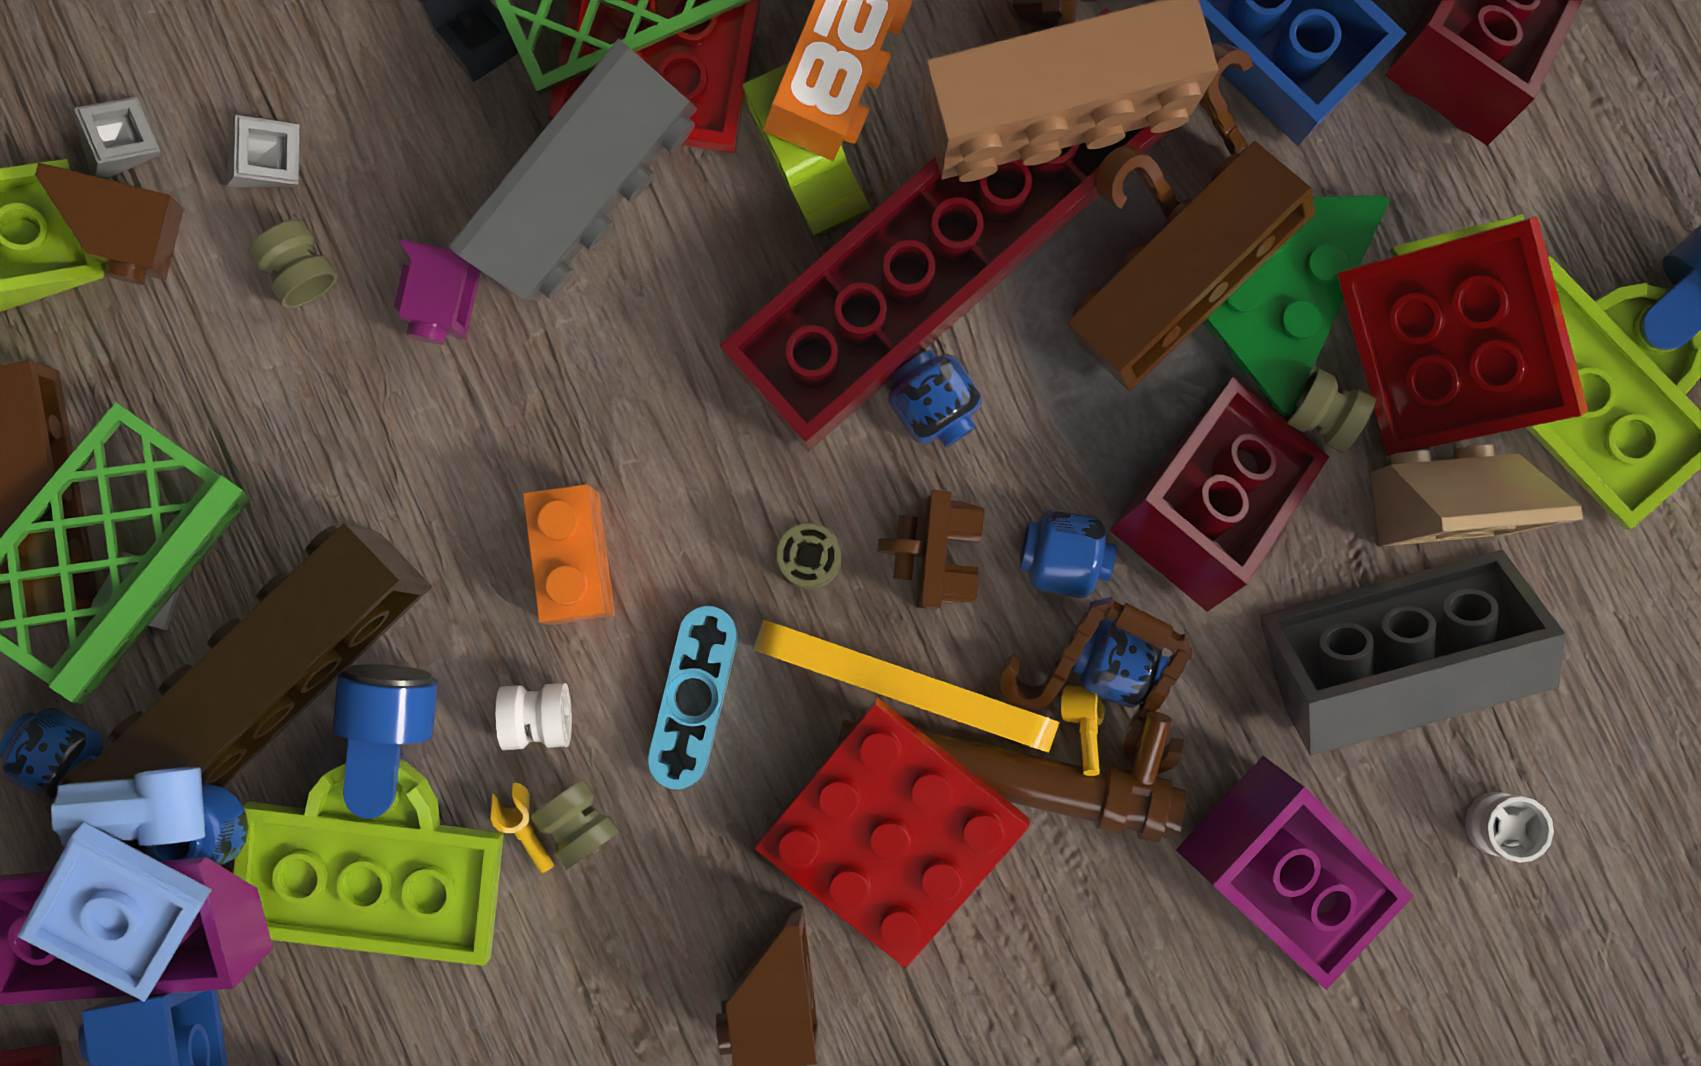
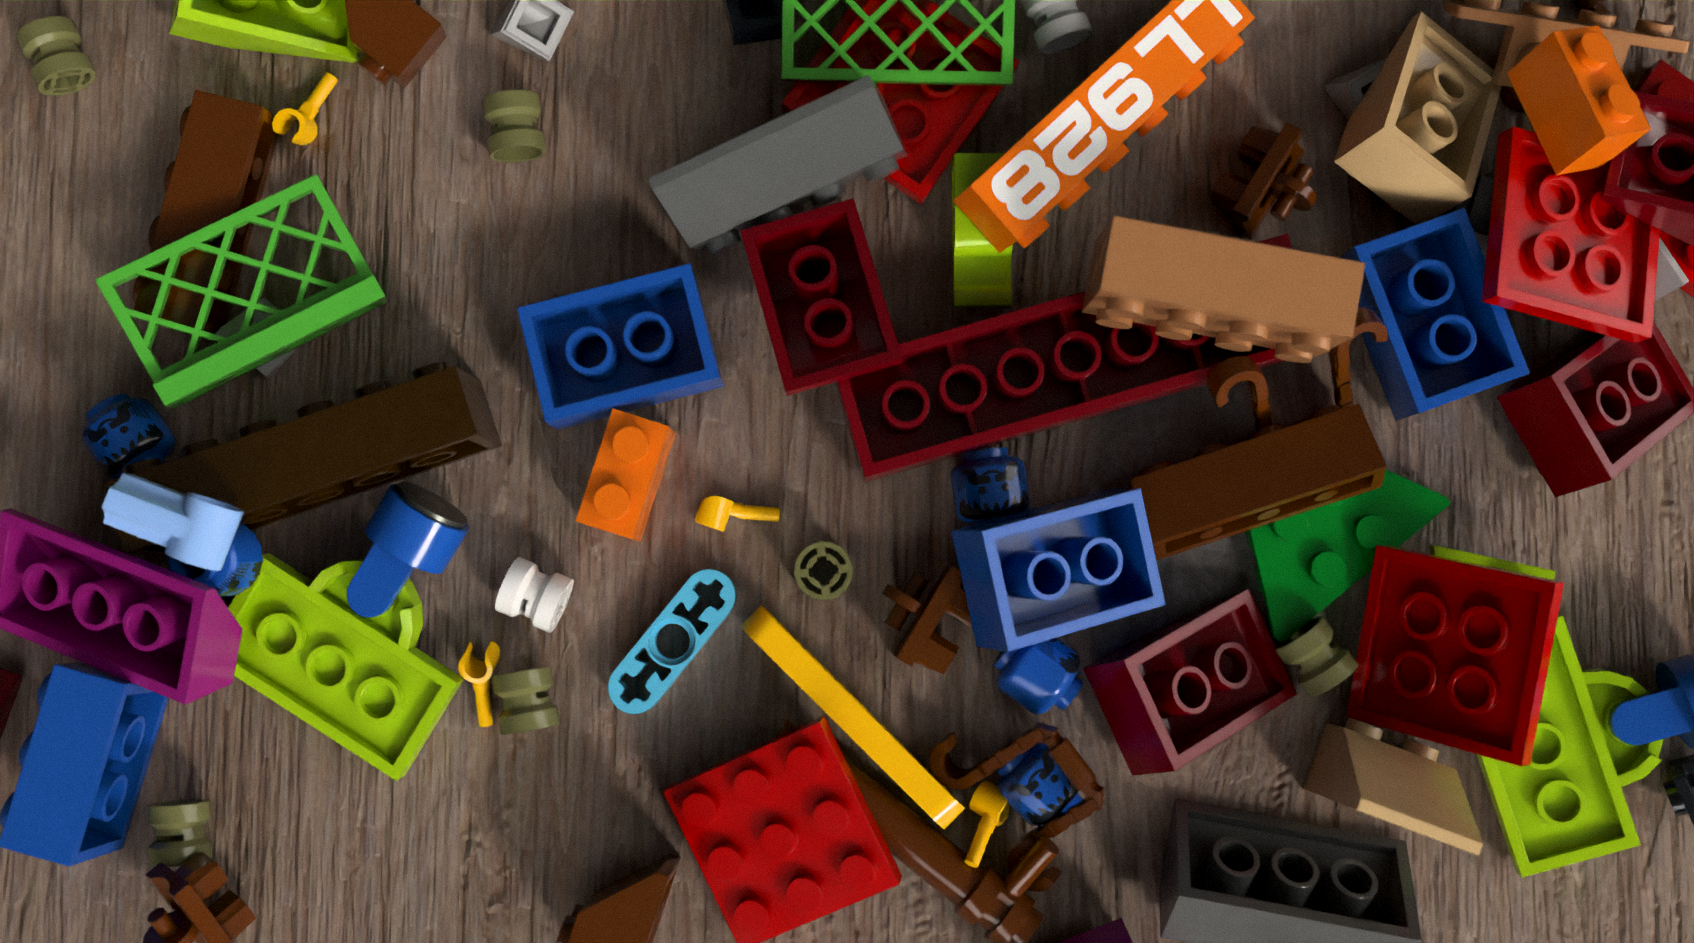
camera: 20 degrees right, 0 degrees up
(78, 350) = (306, 113): none -> yellow hand
(113, 911) = (118, 597): light blue tile -> none
(436, 293) = (619, 206): magenta window -> none
(502, 430) = (620, 347): none -> blue brick
(675, 547) = (716, 510): none -> yellow hand
(677, 285) = (821, 297): none -> dark red slope
(1038, 442) = (1058, 568): none -> blue brick

